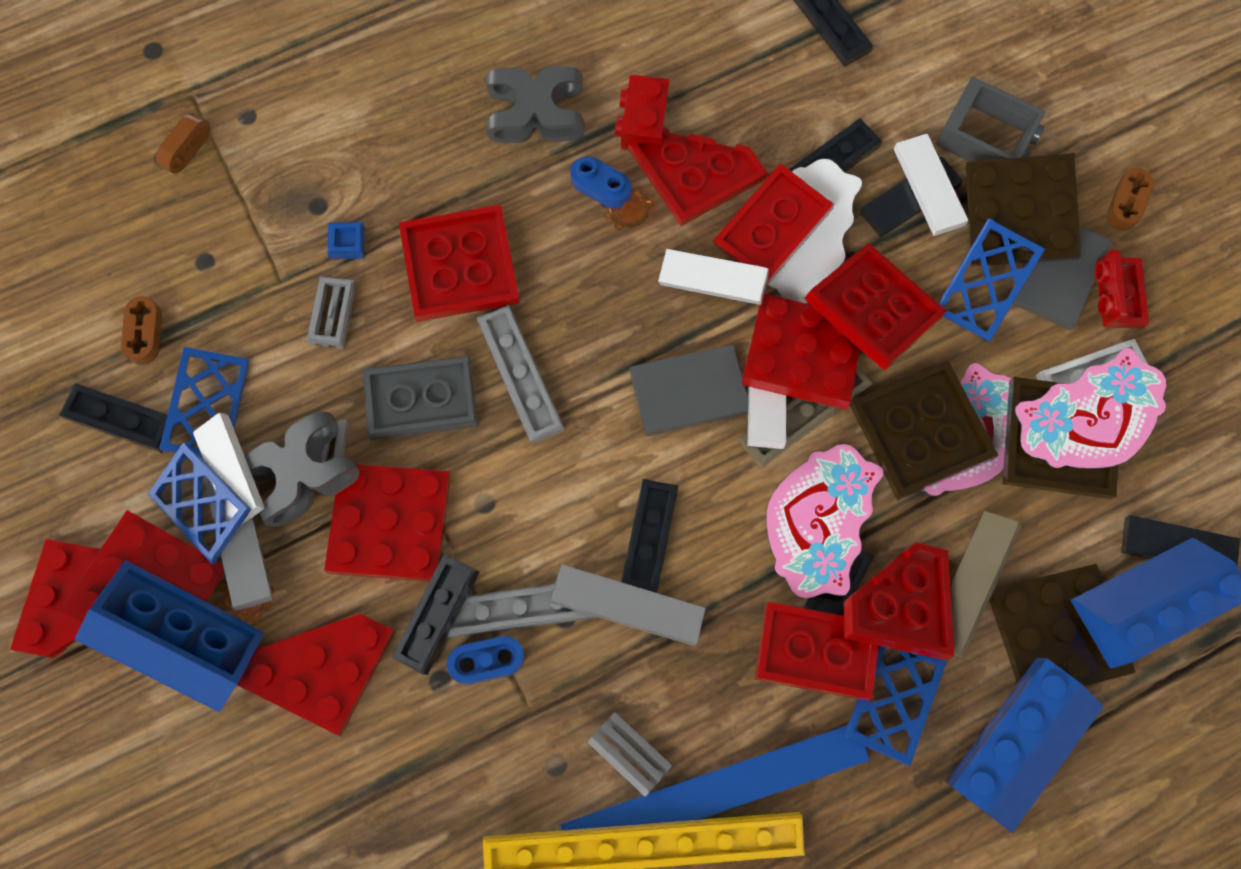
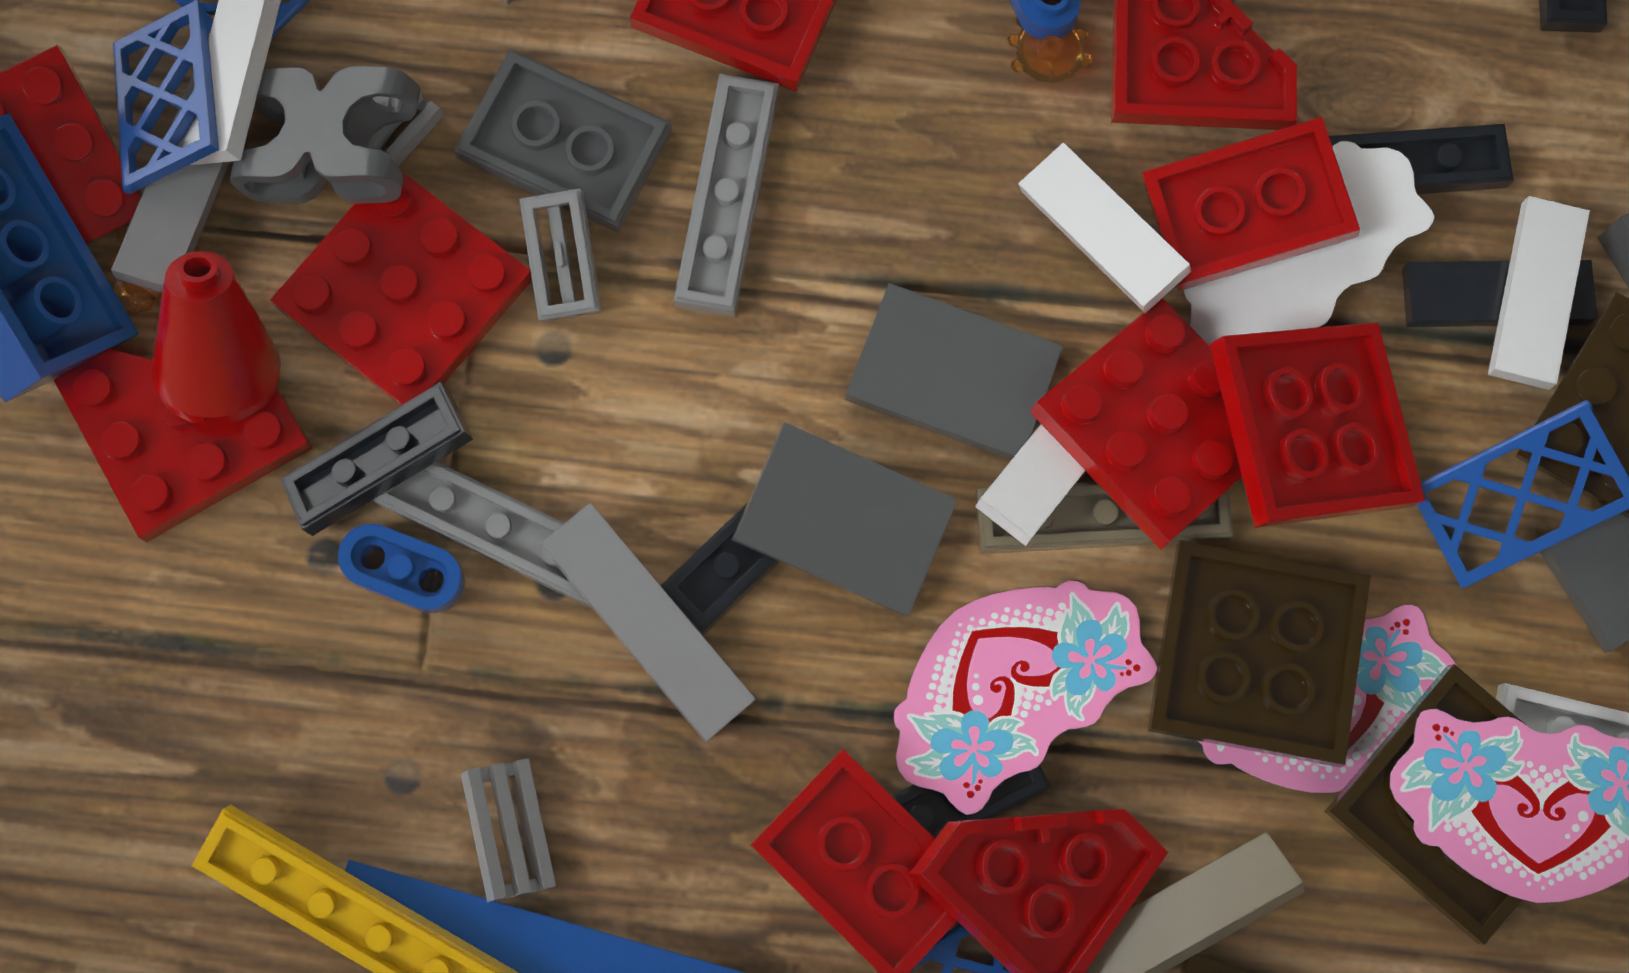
camera: 35 degrees right, 5 degrees up
(314, 610) = (211, 344): none -> red cone
(438, 431) = (569, 307): none -> light grey tile
(688, 492) = (844, 519): none -> dark grey tile

